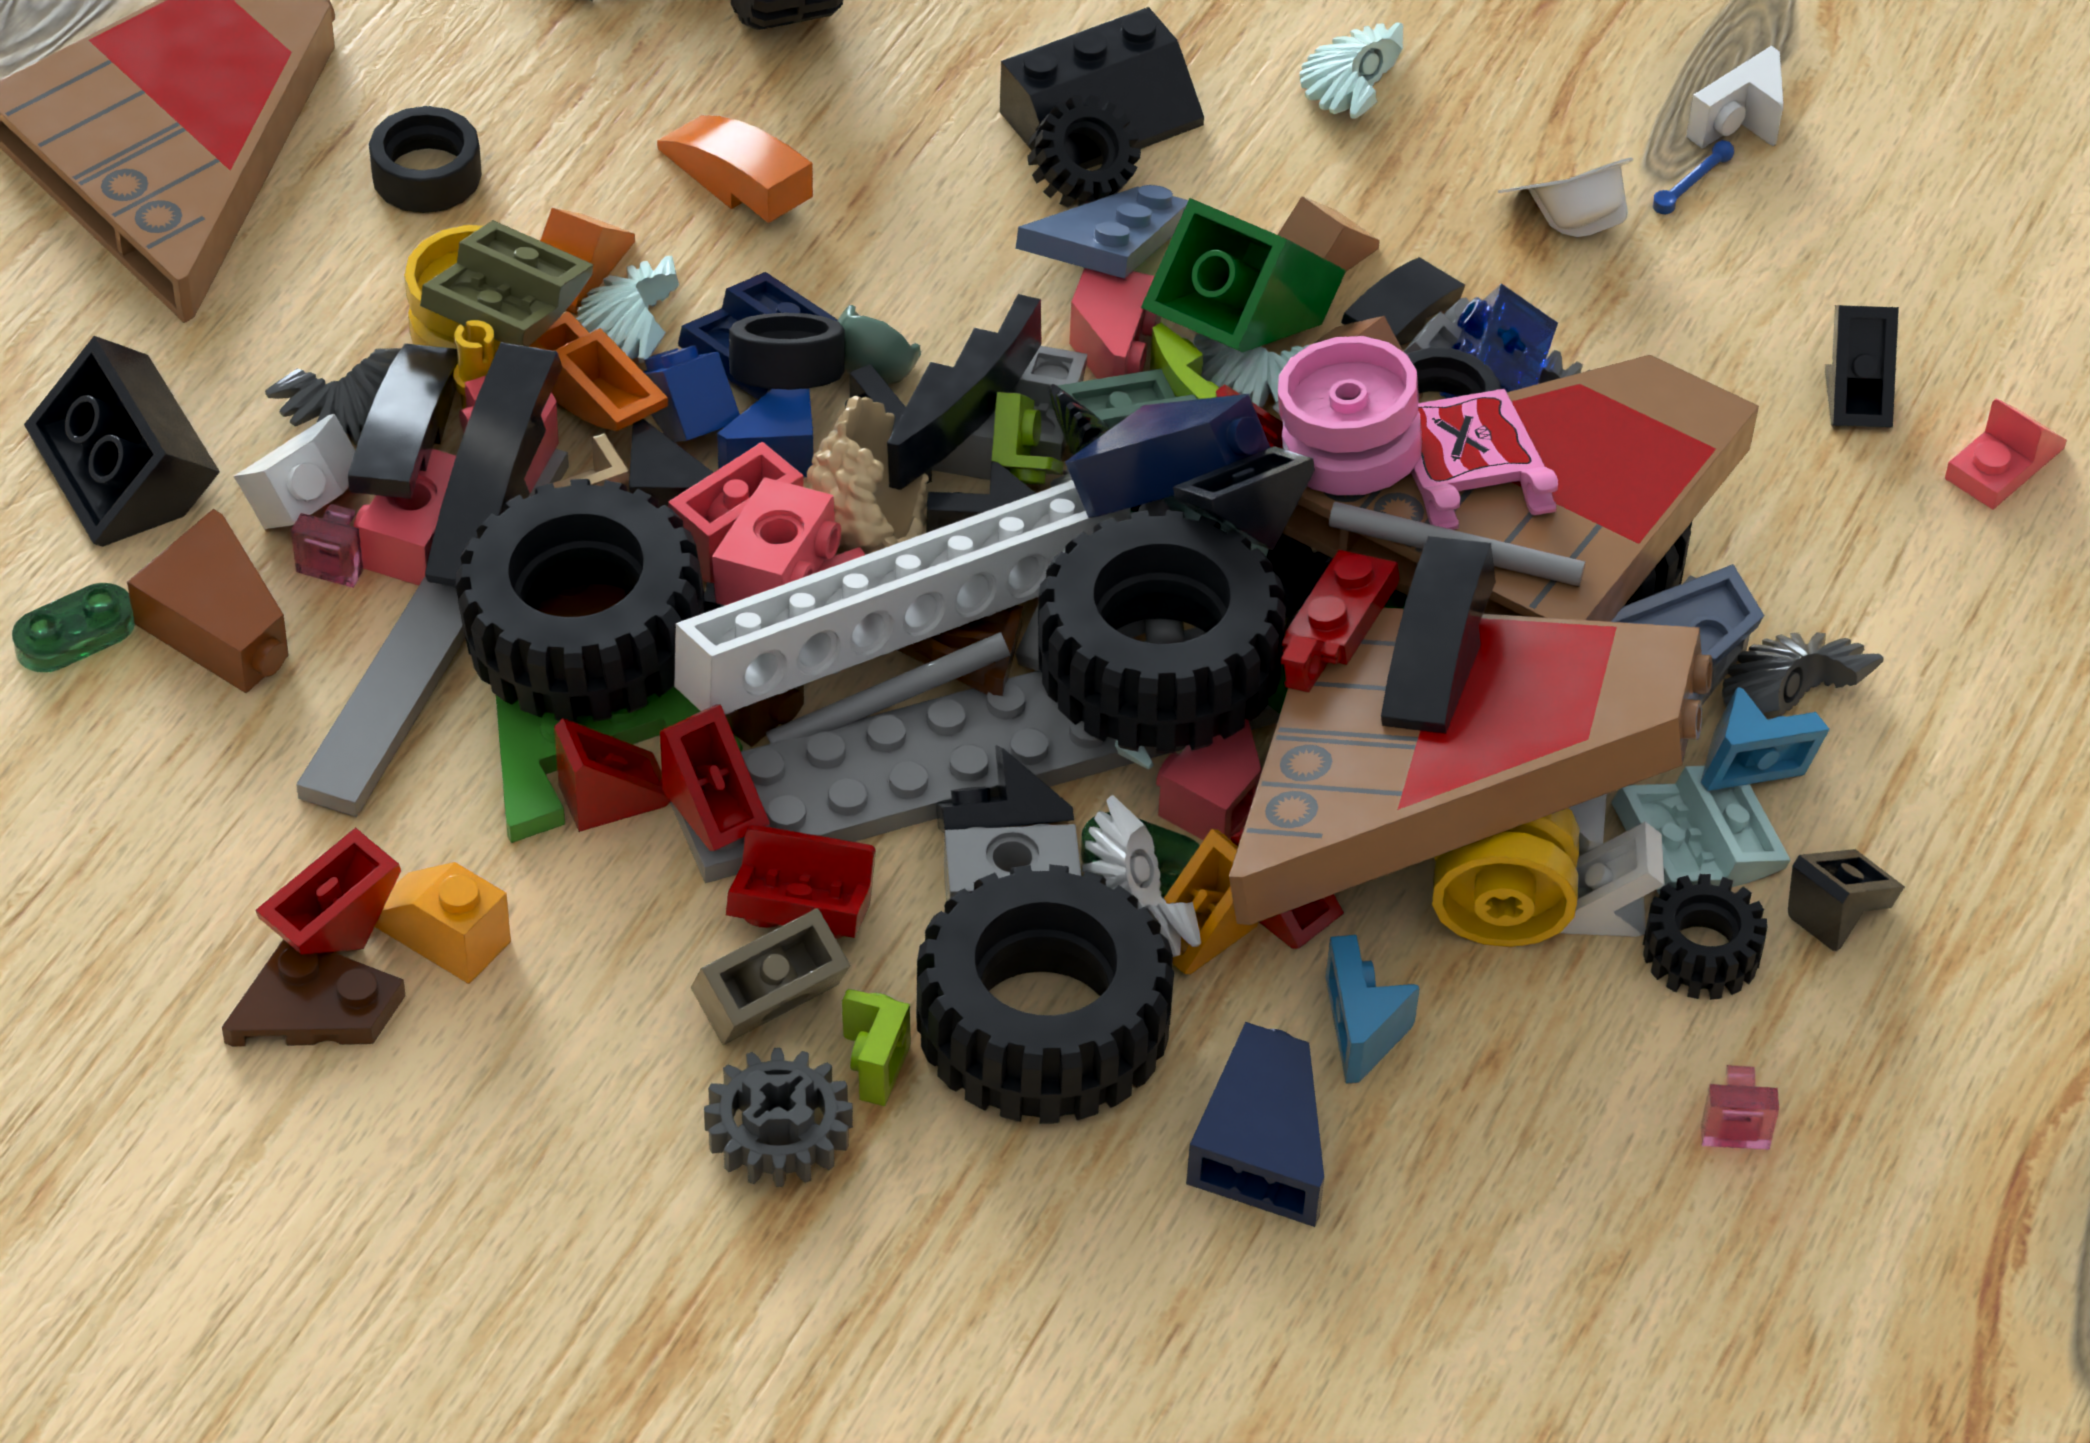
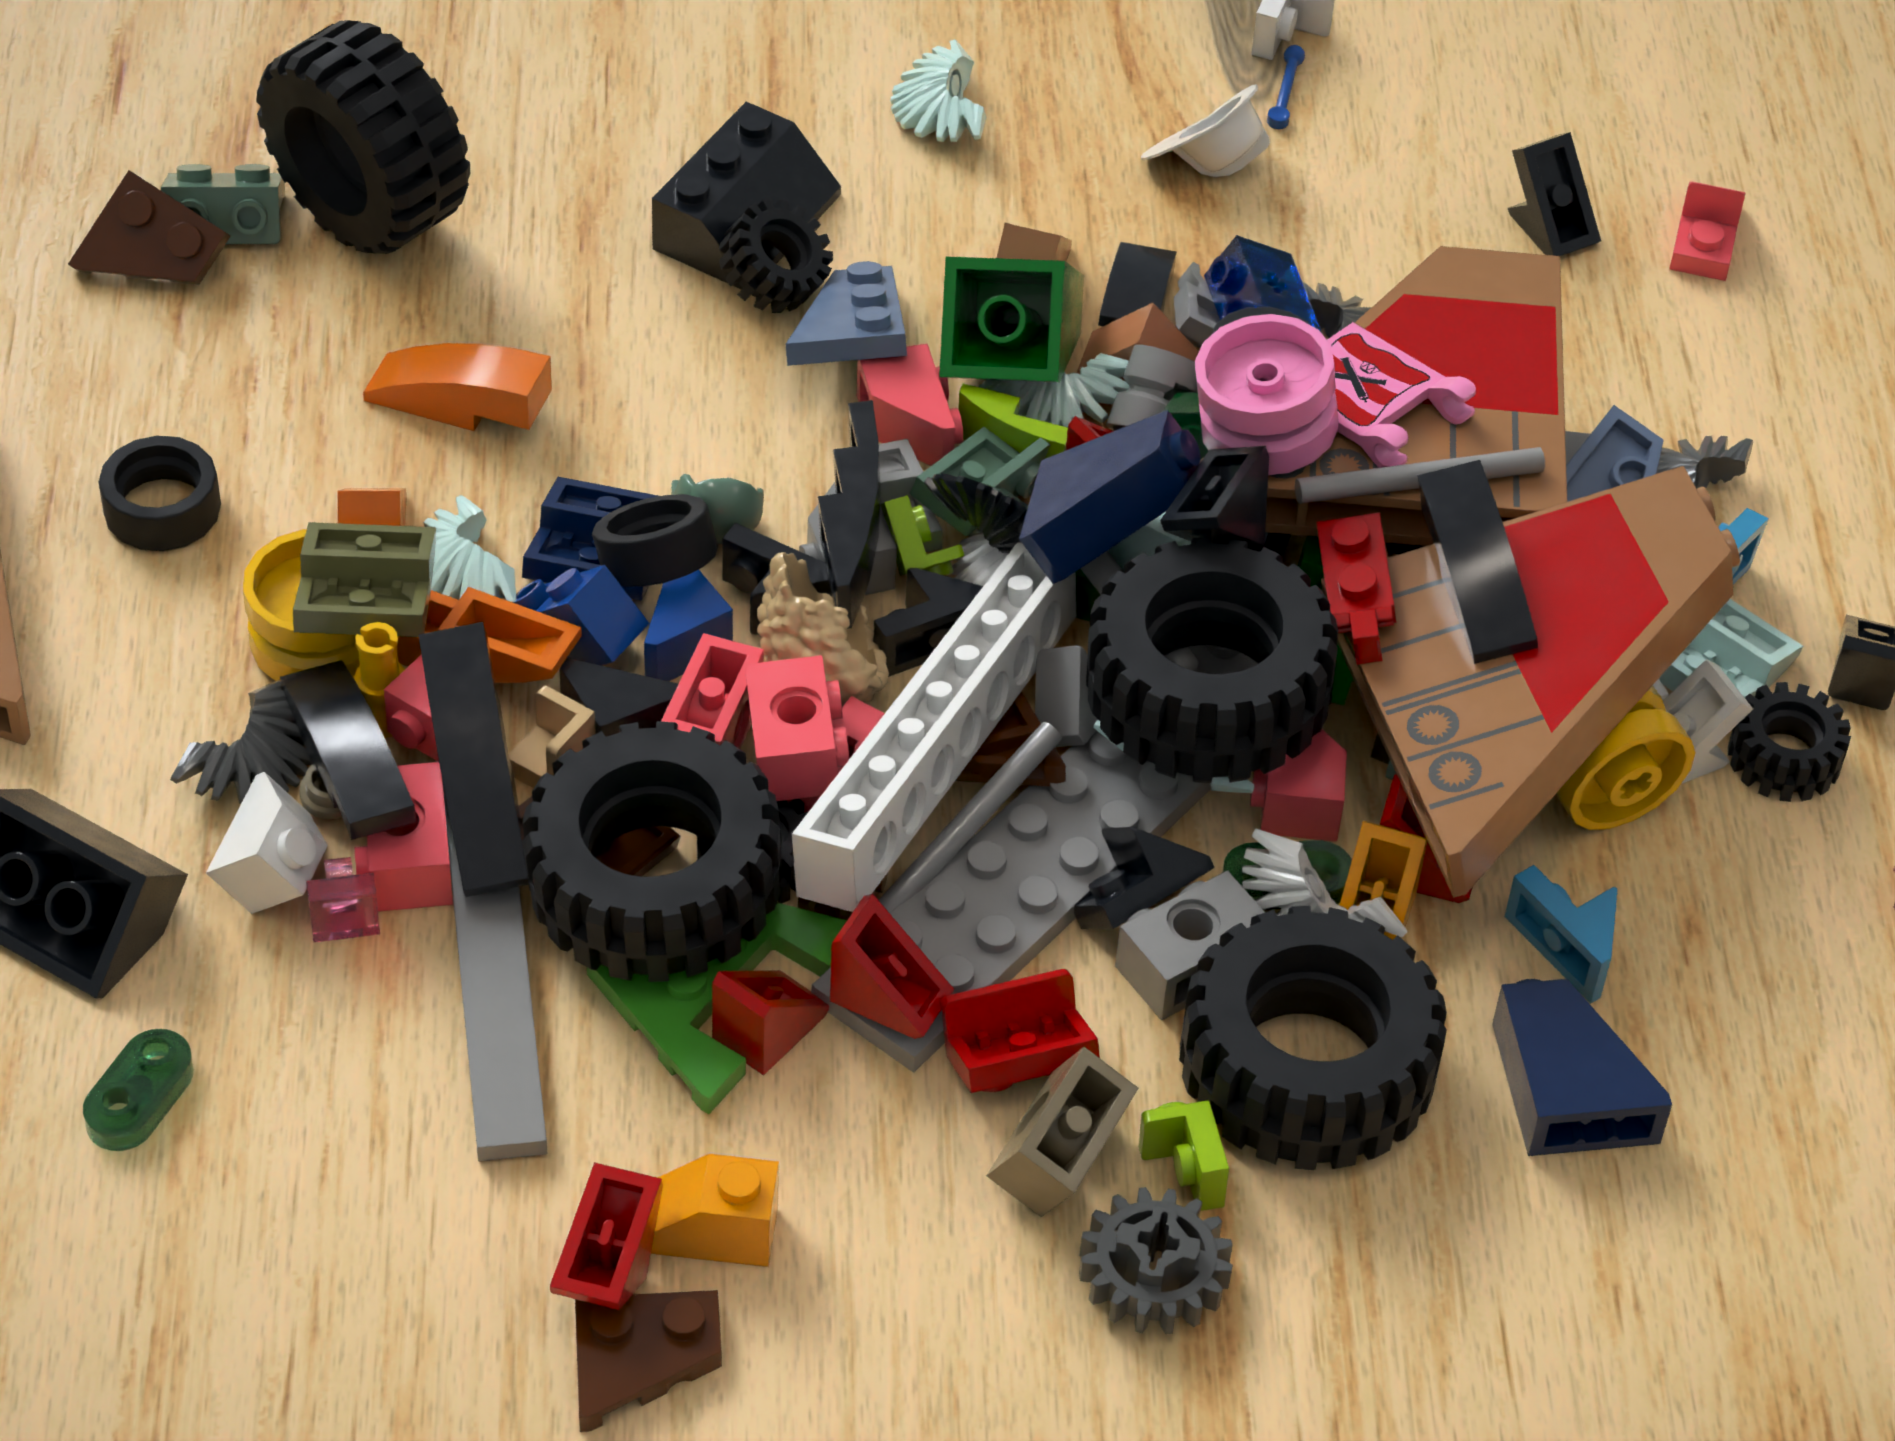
camera: 30 degrees left, 0 degrees up
(212, 605) = (273, 1008): dark orange slope -> none

